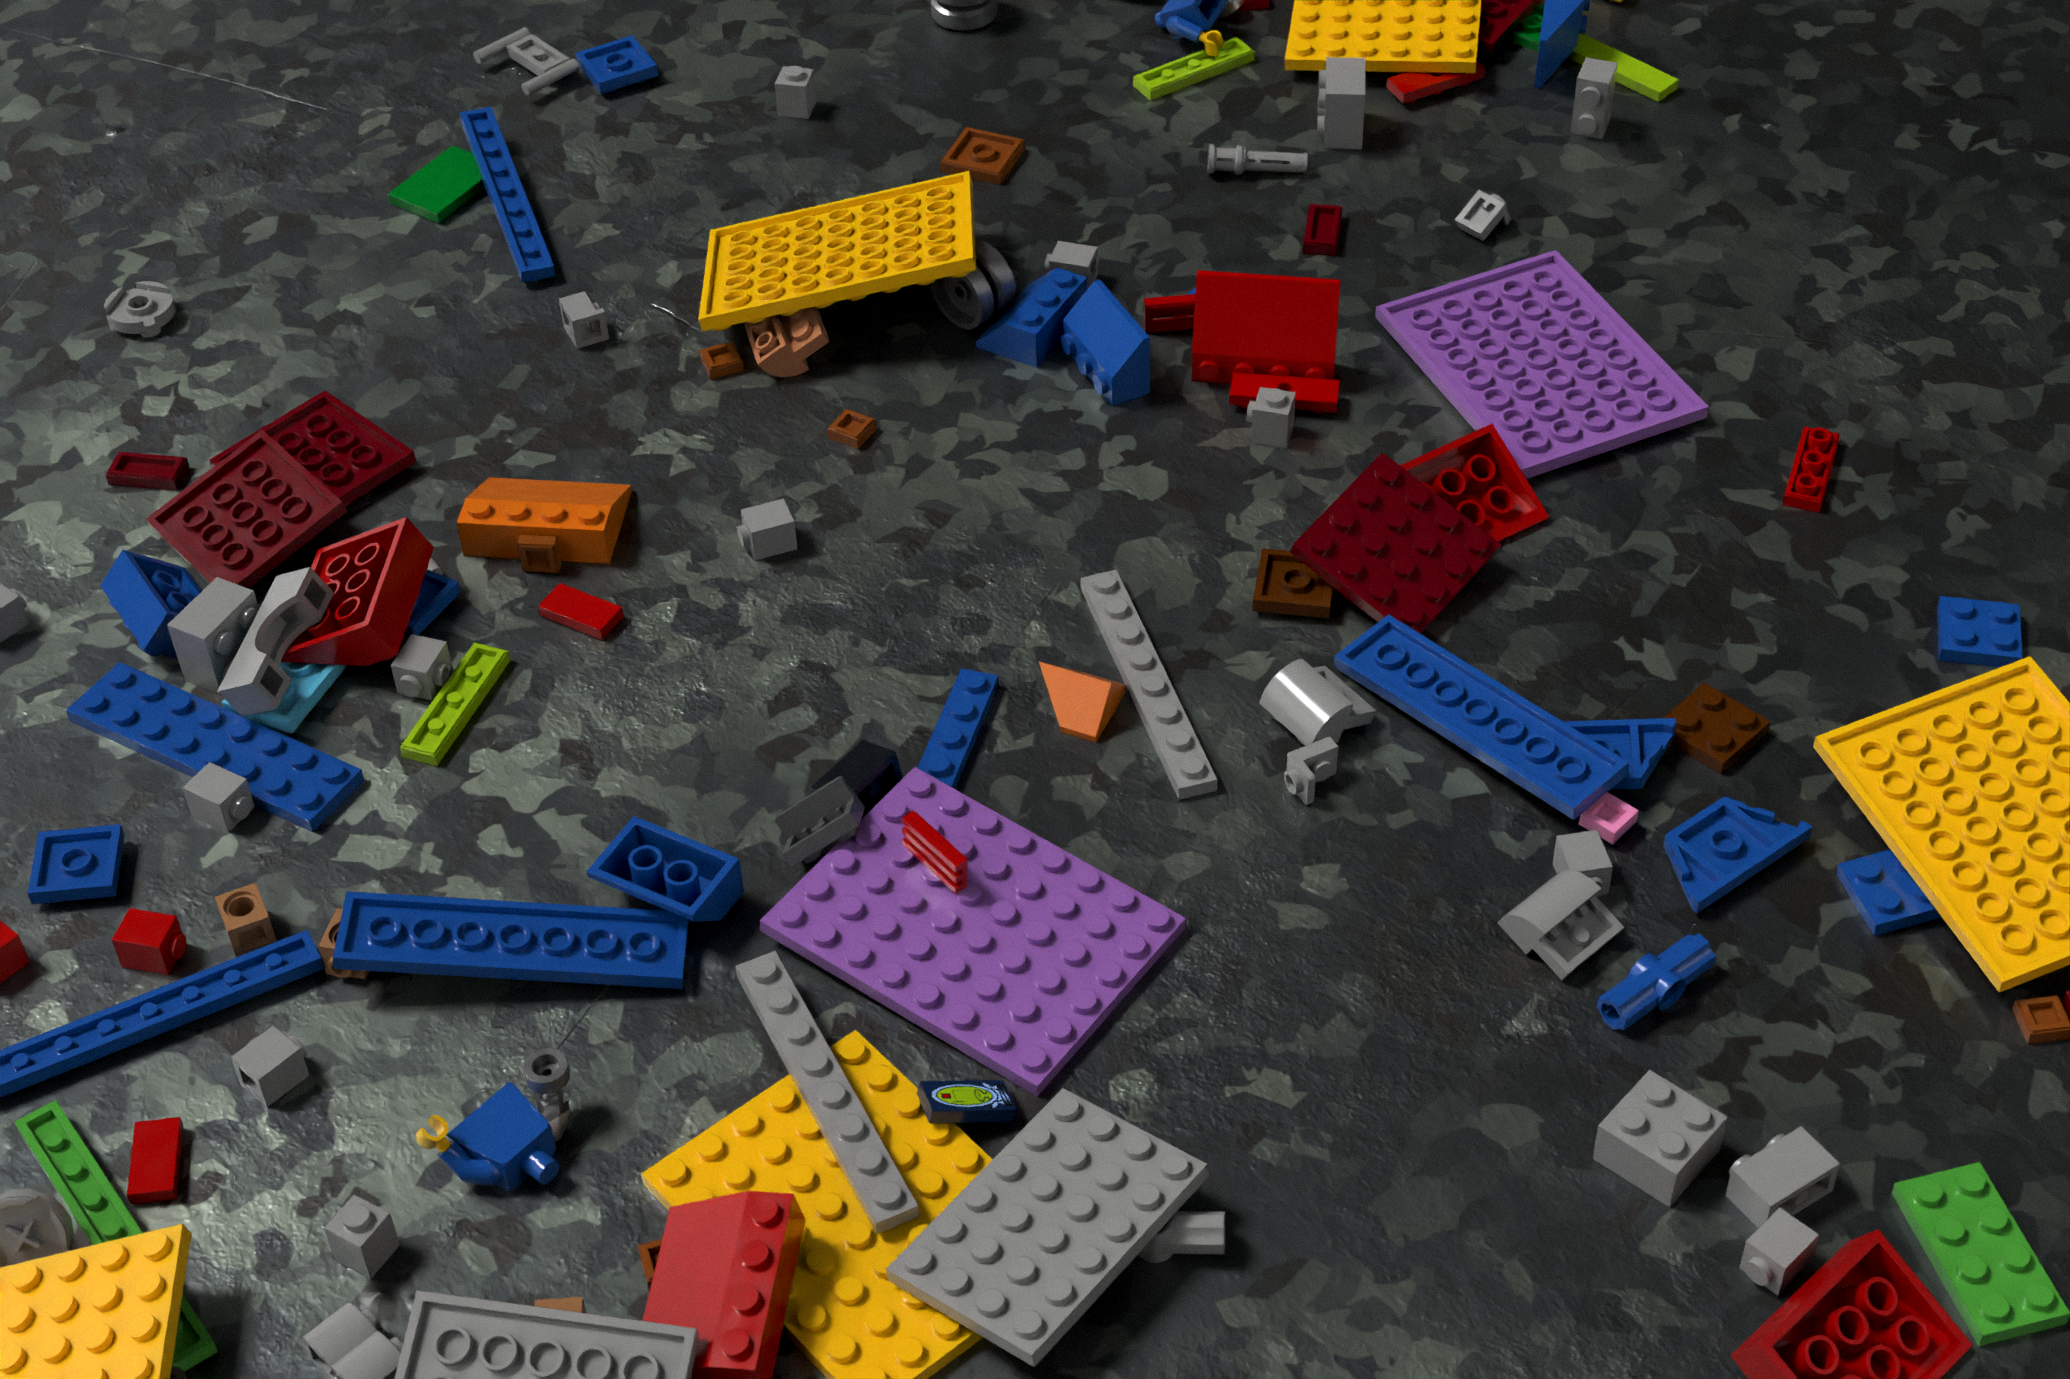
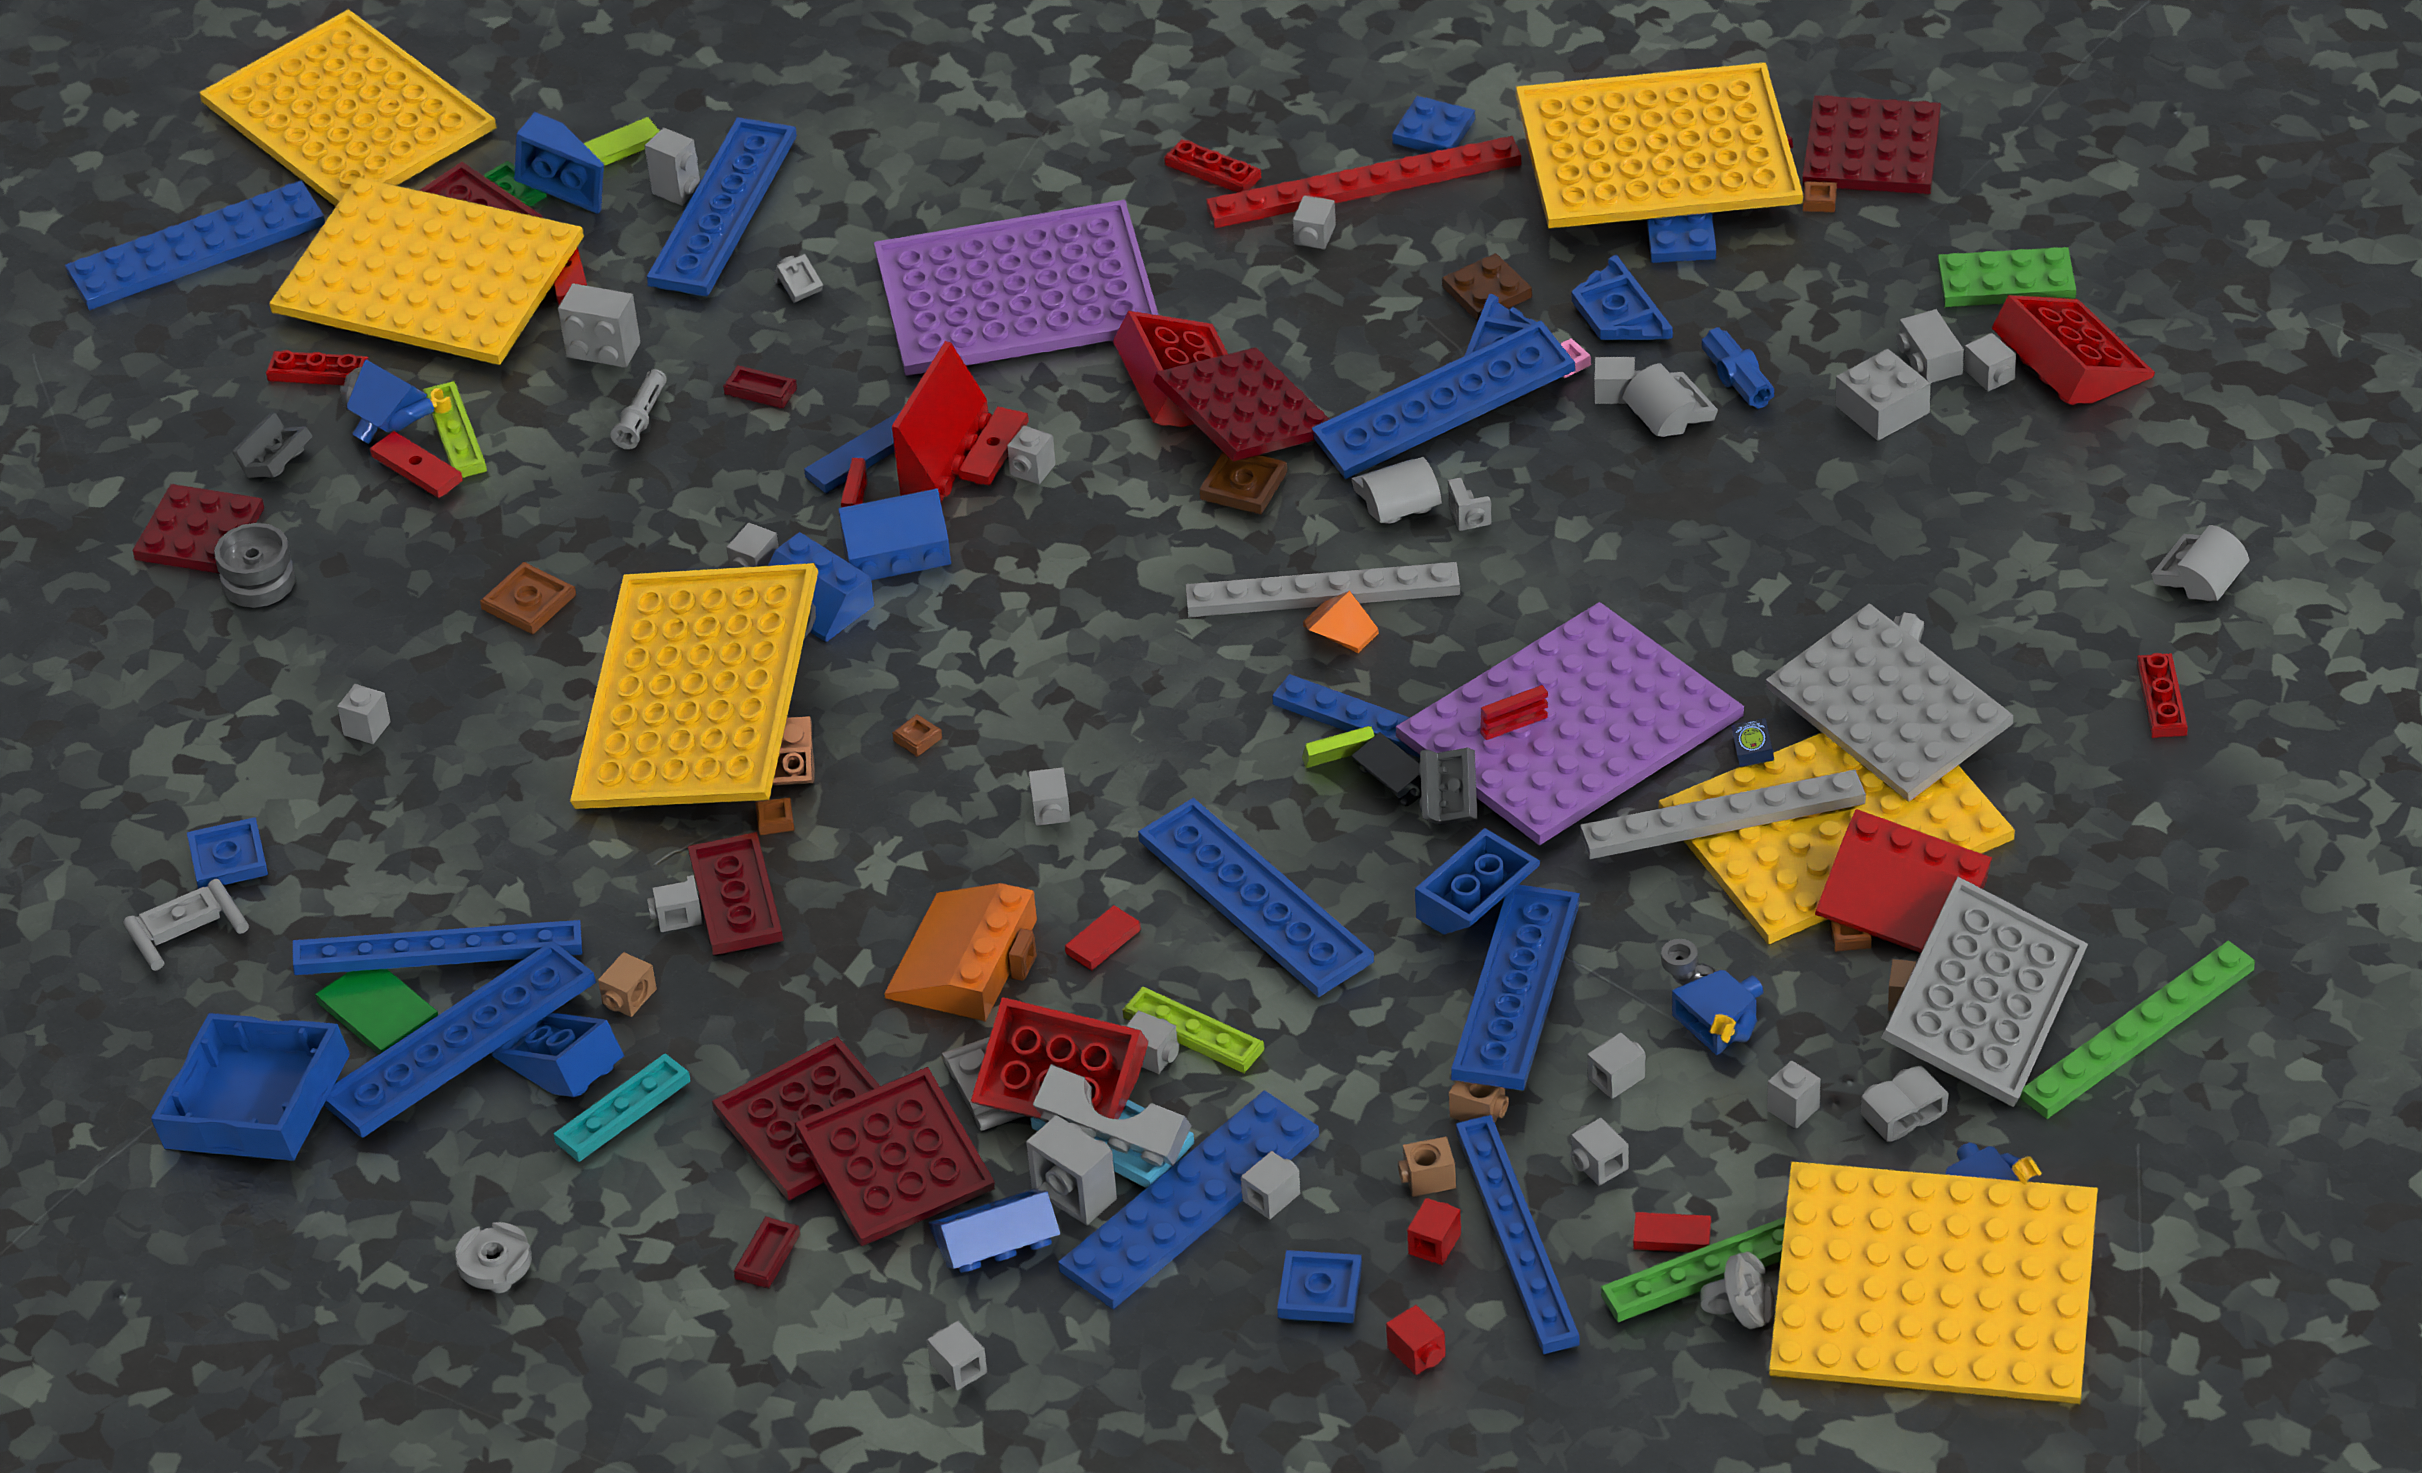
camera: 75 degrees left, 0 degrees up
(323, 128) = (251, 1087): none -> blue tile
(323, 342) = (622, 1107): none -> teal plate
(383, 291) = (562, 1053): none -> blue slope
(399, 229) = (458, 1038): none -> blue plate
(407, 1059) = (1616, 1065): none -> light grey brick
(475, 311) = (627, 984): none -> medium nougat brick
(605, 353) = (735, 893): none -> dark red plate
(645, 713) = (1256, 897): none -> blue plate
(884, 731) = (1336, 746): none -> lime tile
(1132, 54) = (416, 464): none -> red tile
(1571, 150) = (721, 207): none -> blue plate
(1745, 558) = (1314, 222): none -> light grey brick
(1840, 583) = (1365, 181): none -> red plate

